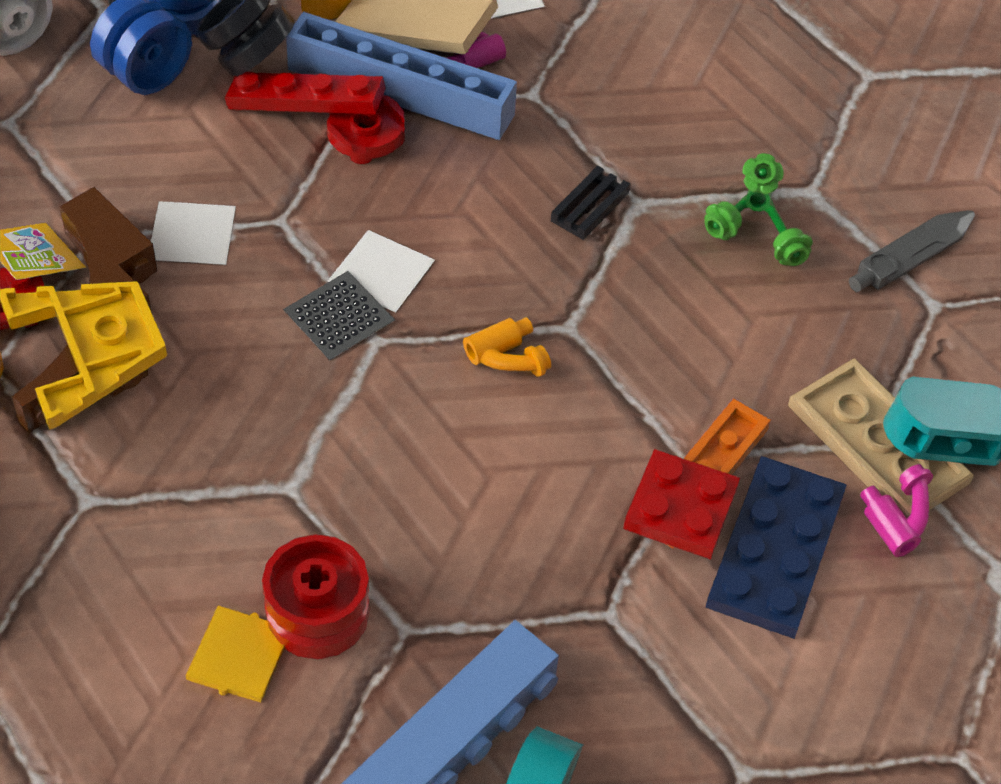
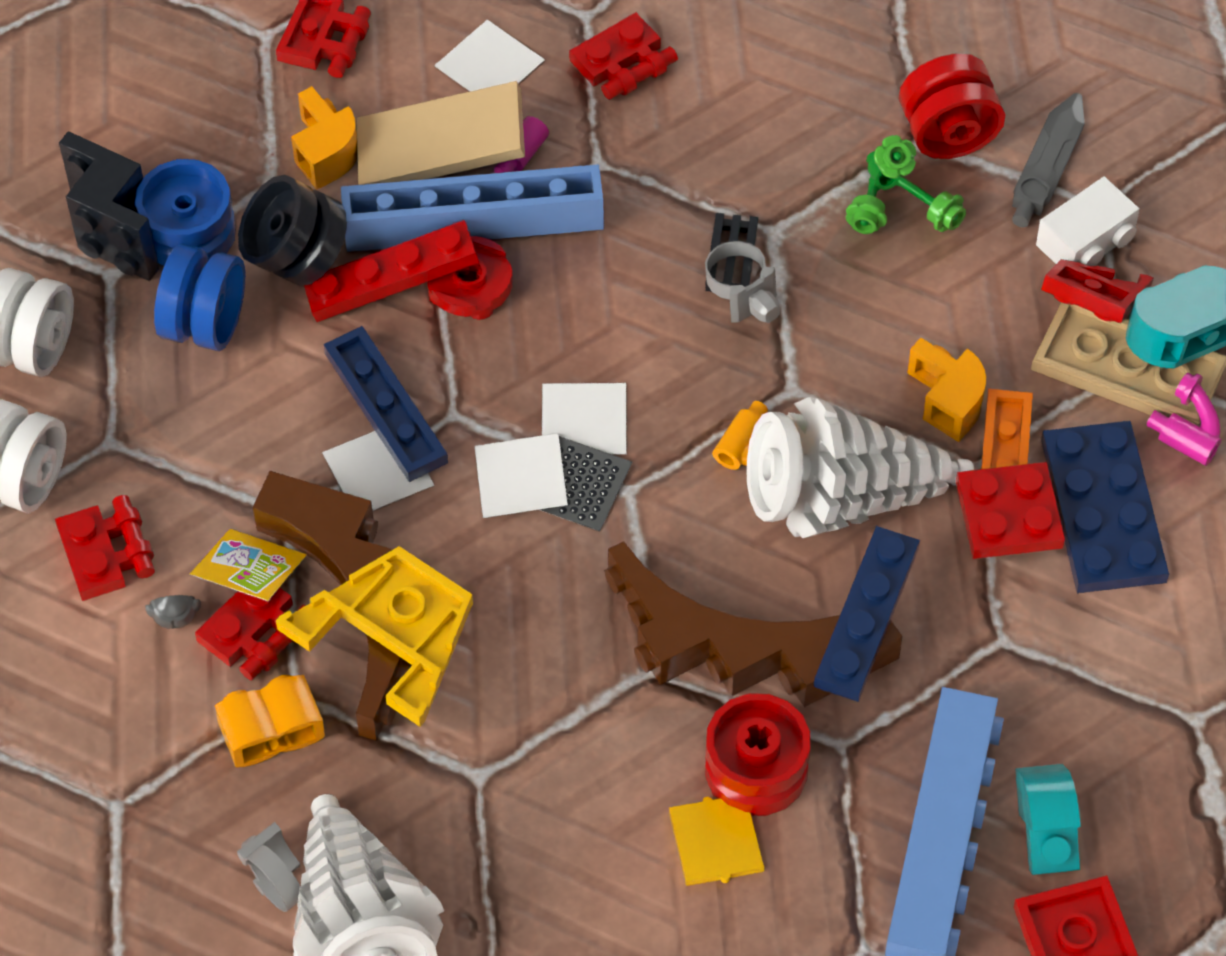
camera: 25 degrees left, 5 degrees up
(229, 187) = (385, 404): none -> dark blue plate
(297, 288) = (520, 475): none -> white sticker
(421, 538) = (738, 651): none -> reddish brown arch
(488, 524) = (866, 614): none -> dark blue plate
(548, 396) = (838, 468): none -> white plant
(581, 241) = (755, 299): none -> light grey piece
(605, 27) = (615, 50): none -> red plate
(703, 387) = (955, 387): none -> light orange brick
(846, 166) = (951, 106): none -> red wheel
(877, 359) = (1094, 289): none -> red wing
(910, 312) = (1089, 225): none -> white brick

